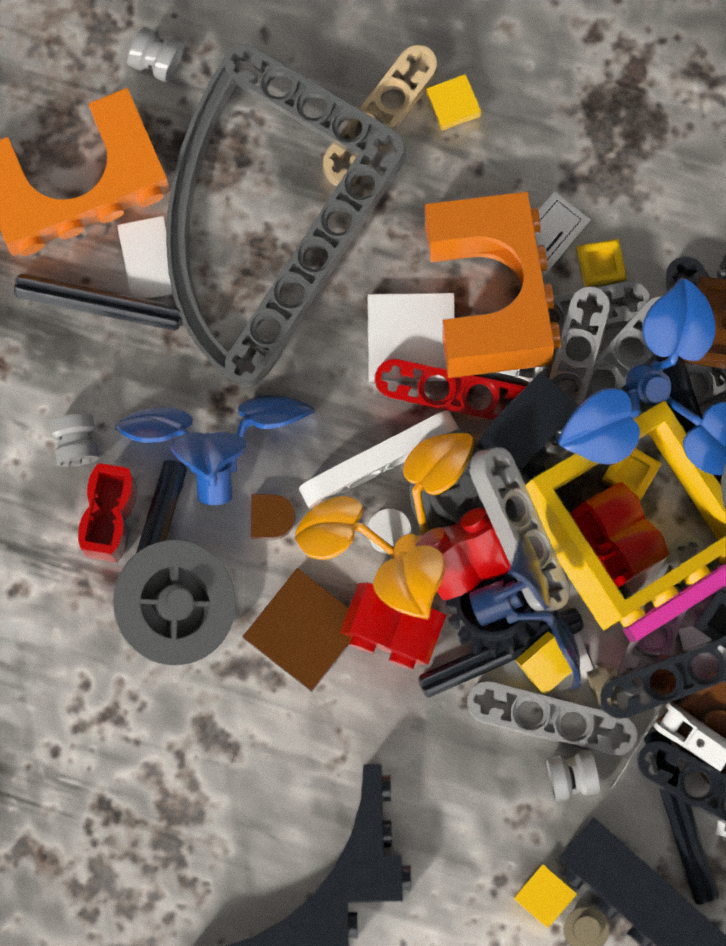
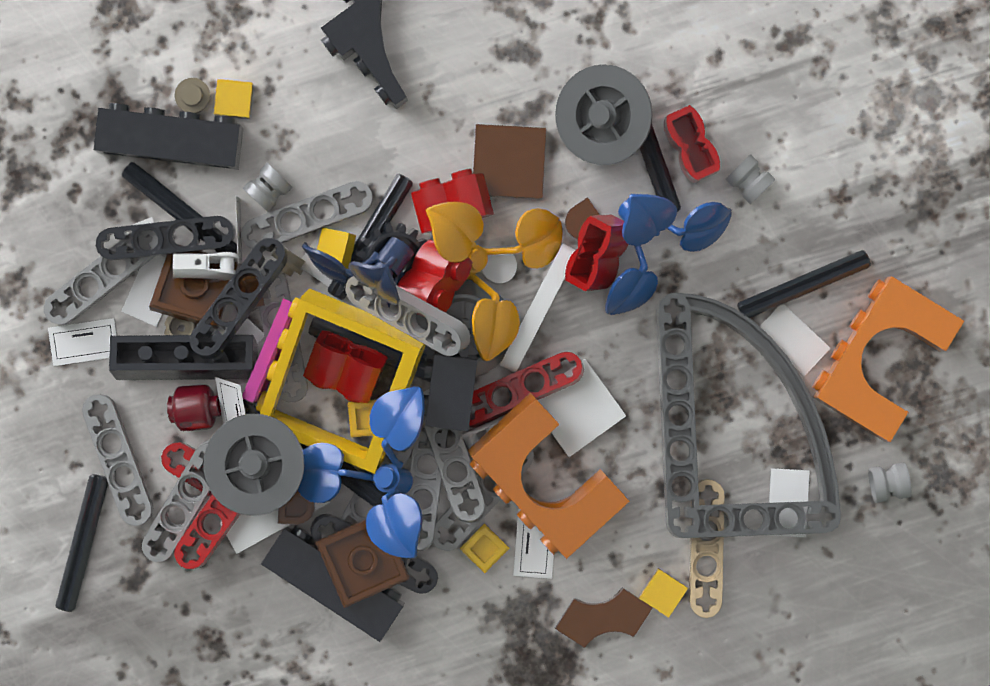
camera: 140 degrees right, 10 degrees up
(256, 118) = (789, 486): none -> white sticker
(278, 470) = (598, 253): none -> red brick
(546, 125) = (588, 620): none -> reddish brown tile

